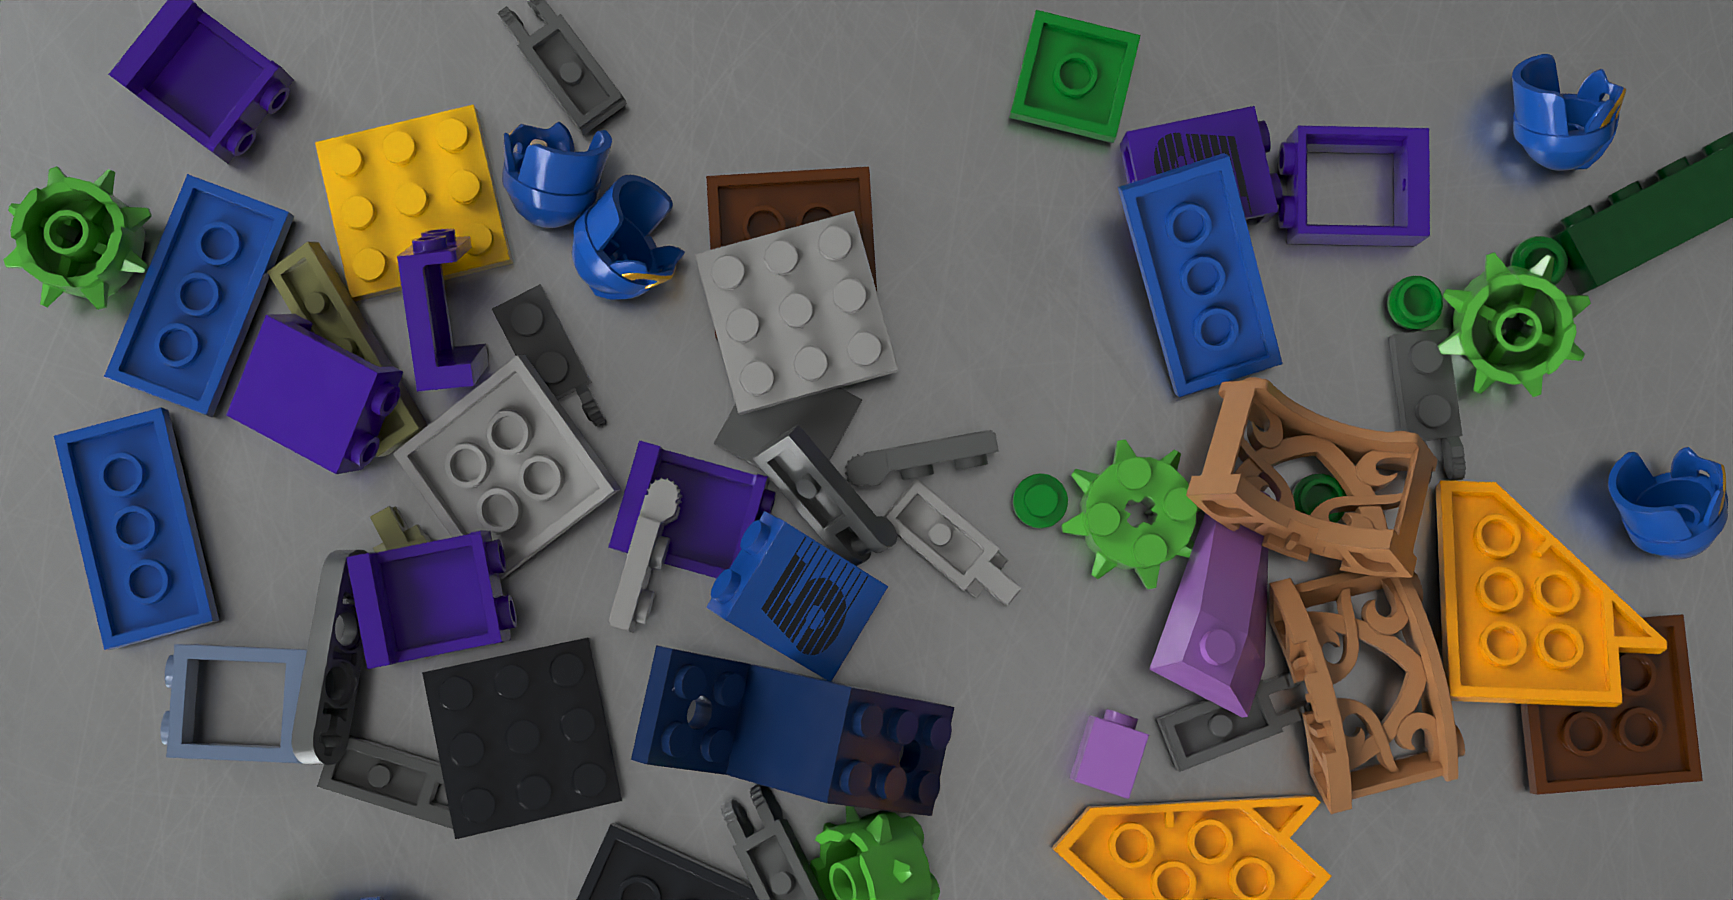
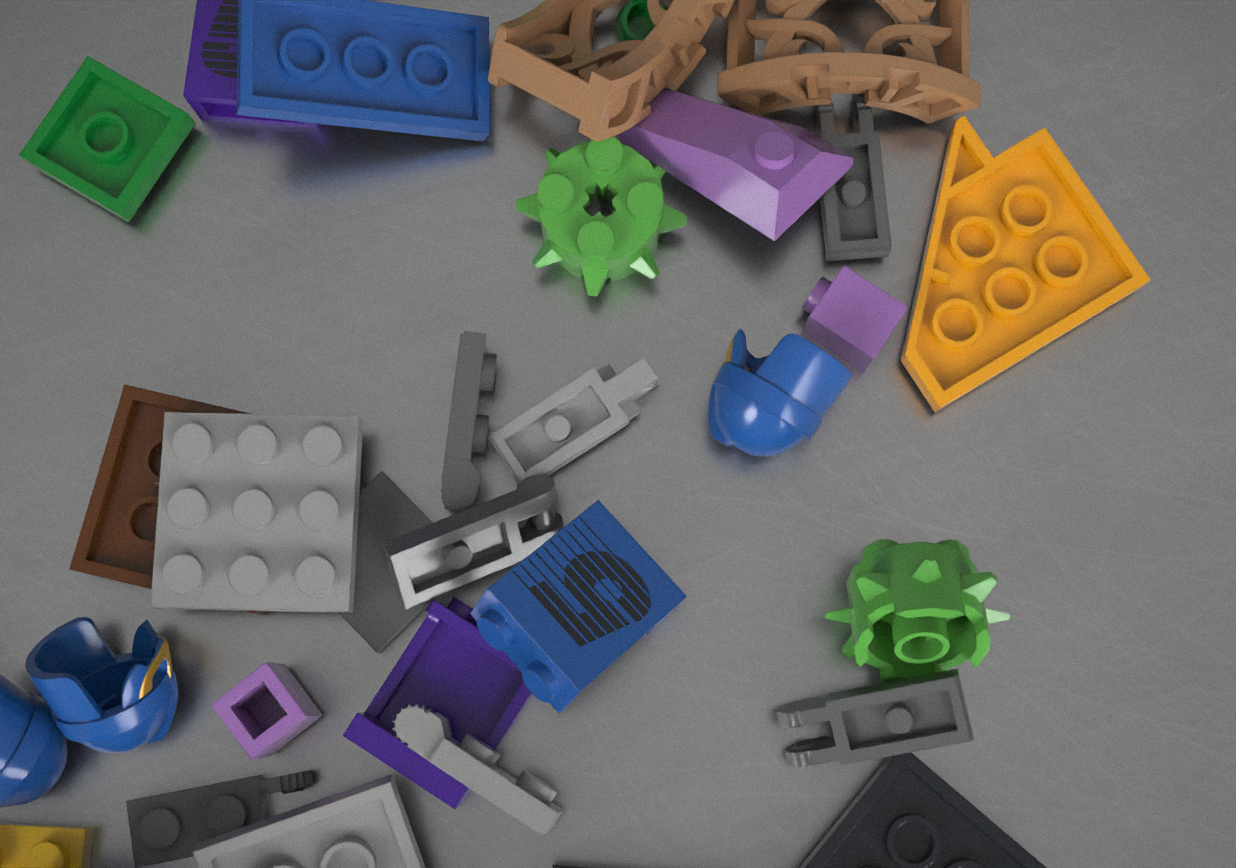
camera: 65 degrees left, 5 degrees down
(641, 373) = (266, 710): none -> medium lavender brick
(793, 732) = (729, 661): dark blue bracket -> none
(1016, 711) = (778, 397): none -> blue helmet
(1040, 501) = (555, 311): green plate -> none

